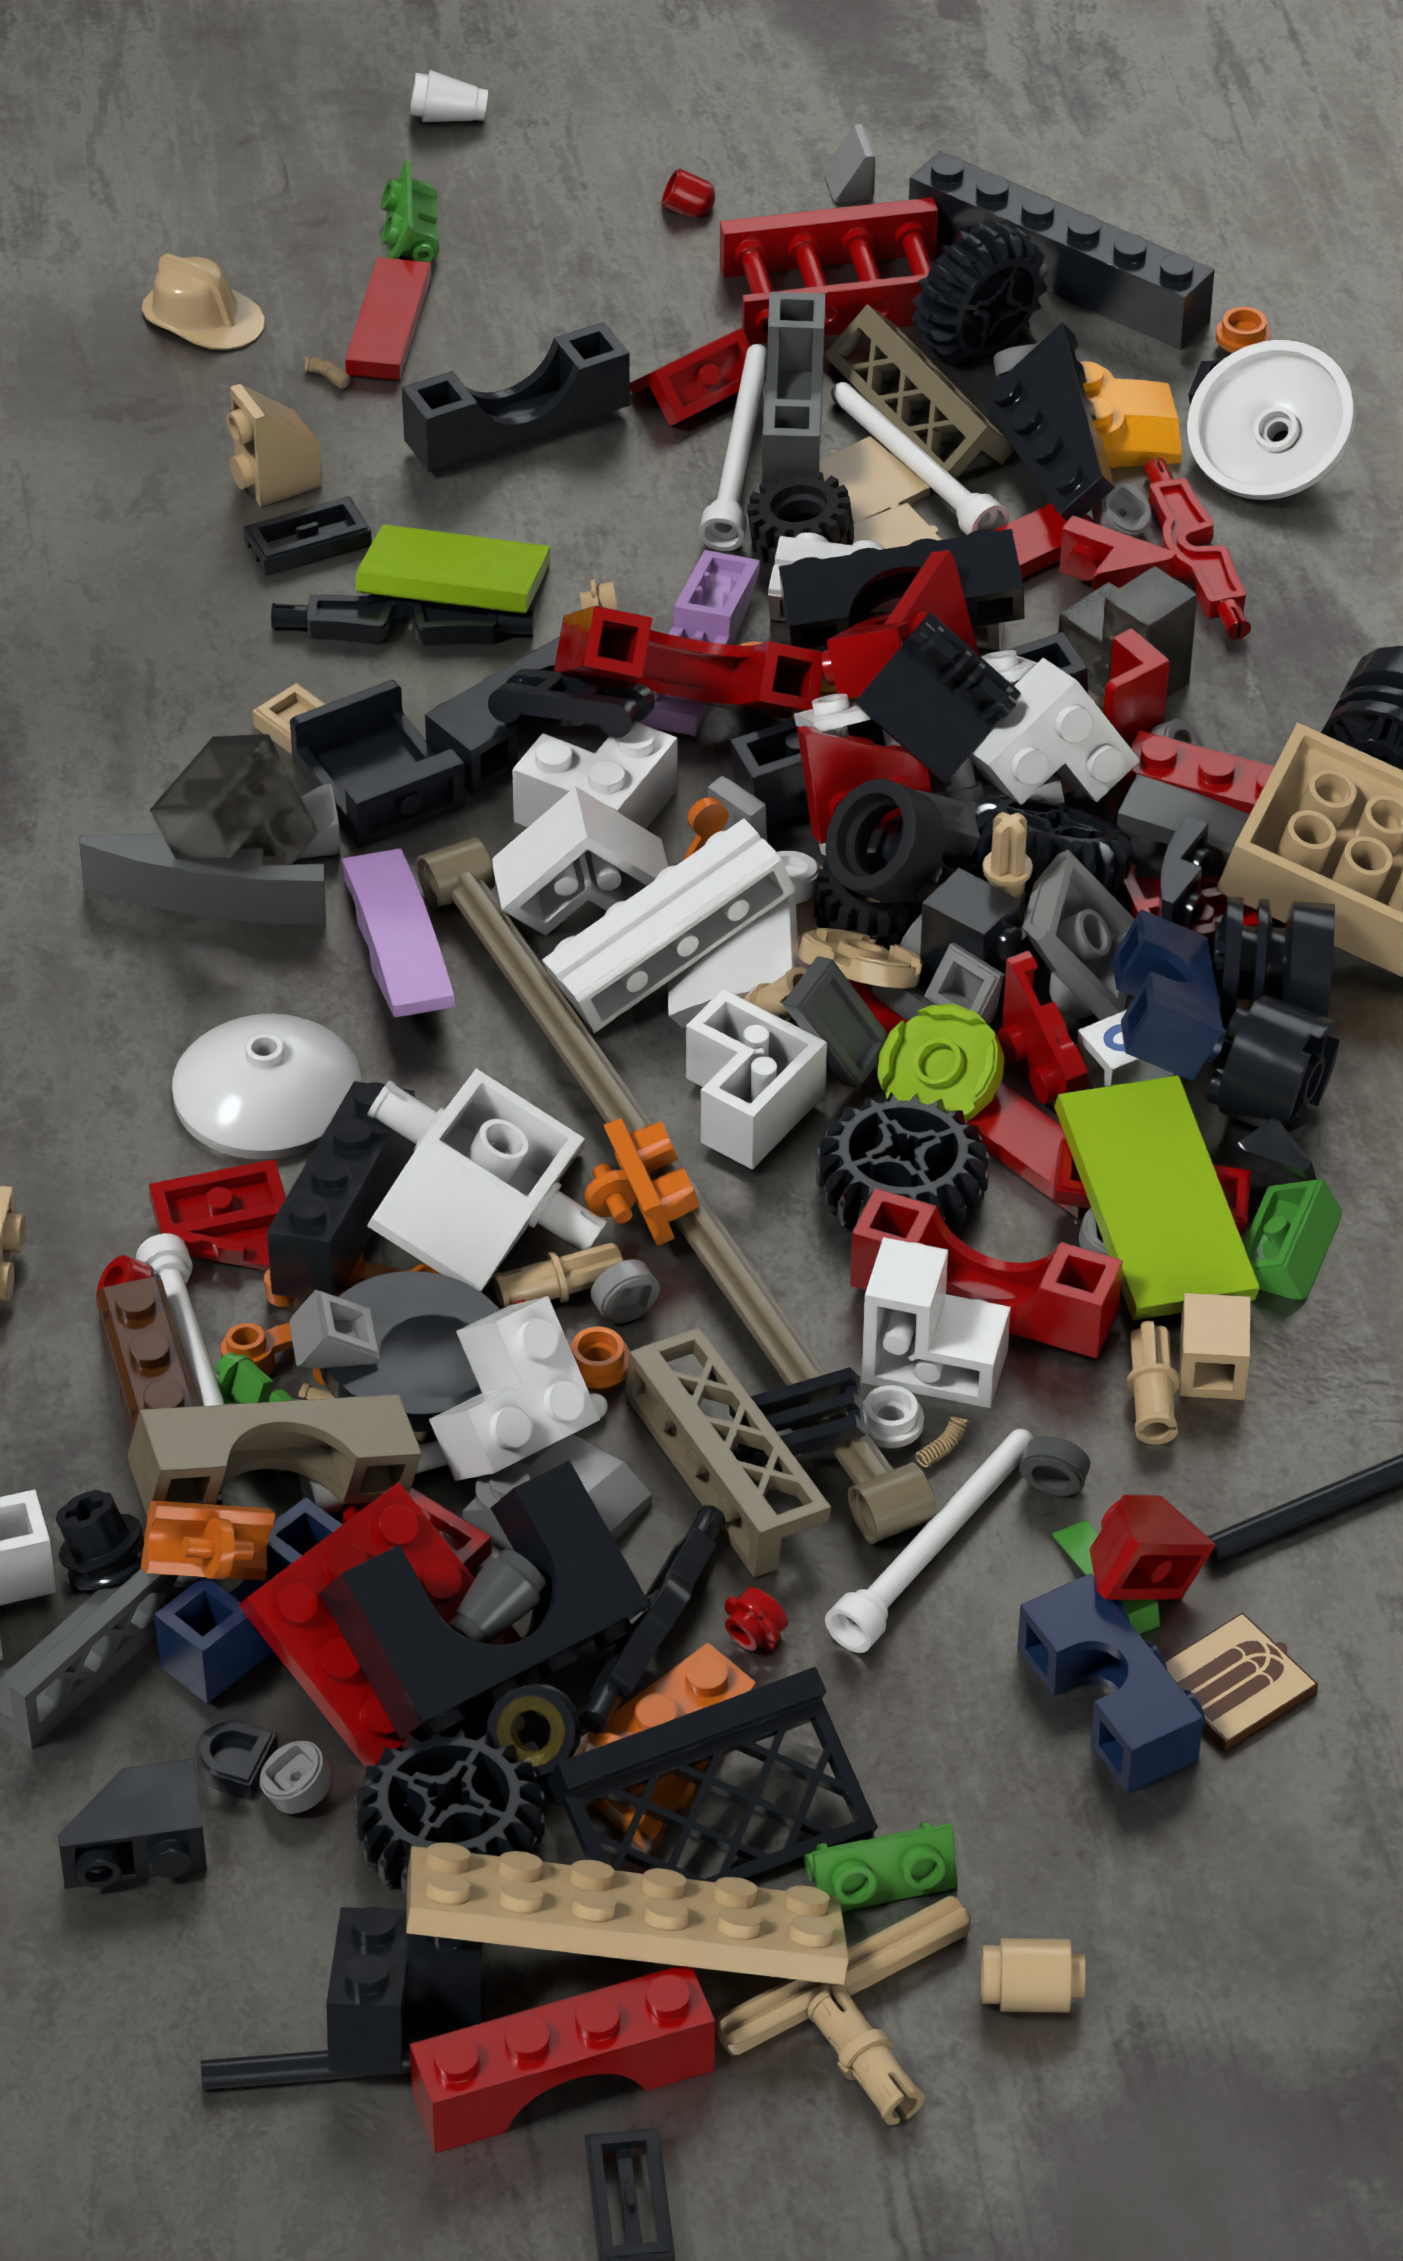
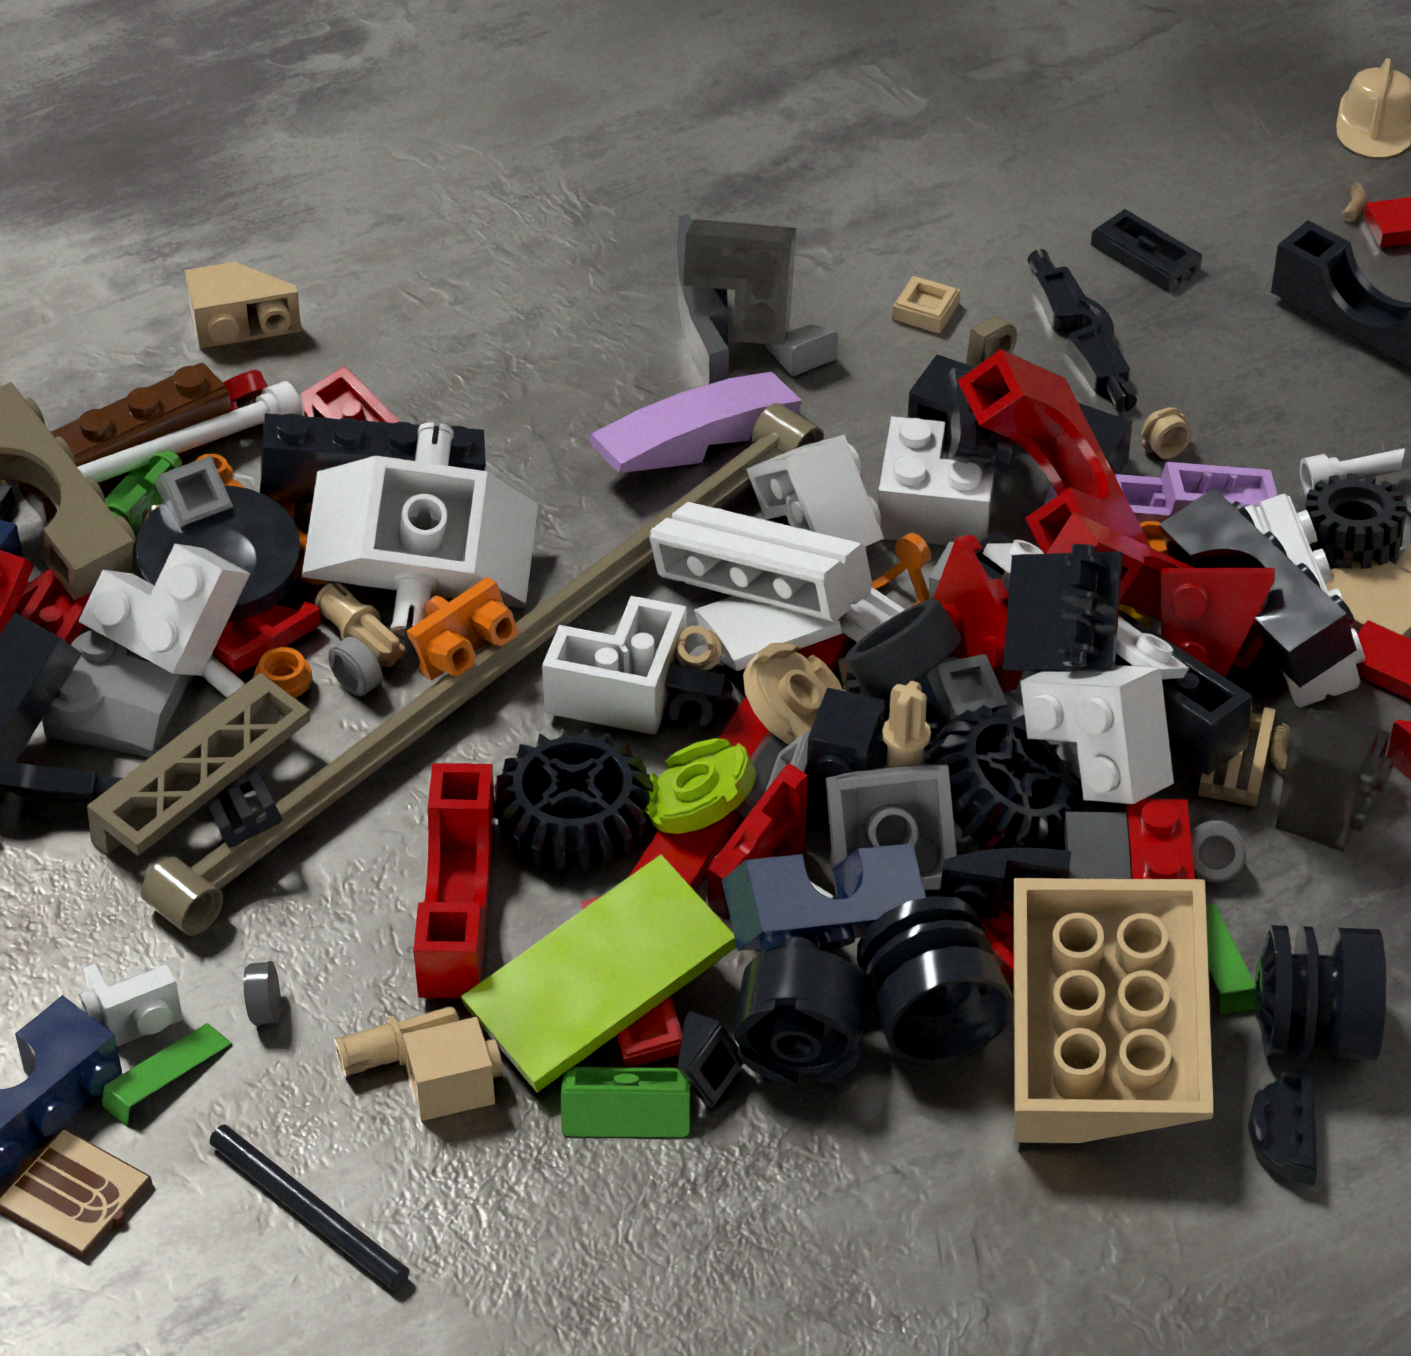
camera: 70 degrees right, 0 degrees up
(263, 1085) = (522, 404): white dish -> none
(271, 447) = (1210, 183): tan slope -> none
(377, 764) = (885, 356): black panel -> none
(408, 676) = (989, 338): none -> dark tan tile
(453, 568) = (1149, 334): lime tile -> none
(755, 1619) = (27, 845): red plate -> none
(834, 1012) = (688, 688): dark grey tile -> none
(861, 1615) = (51, 911): white piece -> none
(892, 1416) = (287, 873): white plate -> none
(929, 1338) = (374, 855): white brick -> none
(955, 1428) = (282, 919): tan leg -> none
(1032, 1574) = (133, 1006): none -> white bracket
(1136, 686) = (1230, 786): red panel -> none
(1147, 1550) = (158, 1066): red slope -> none

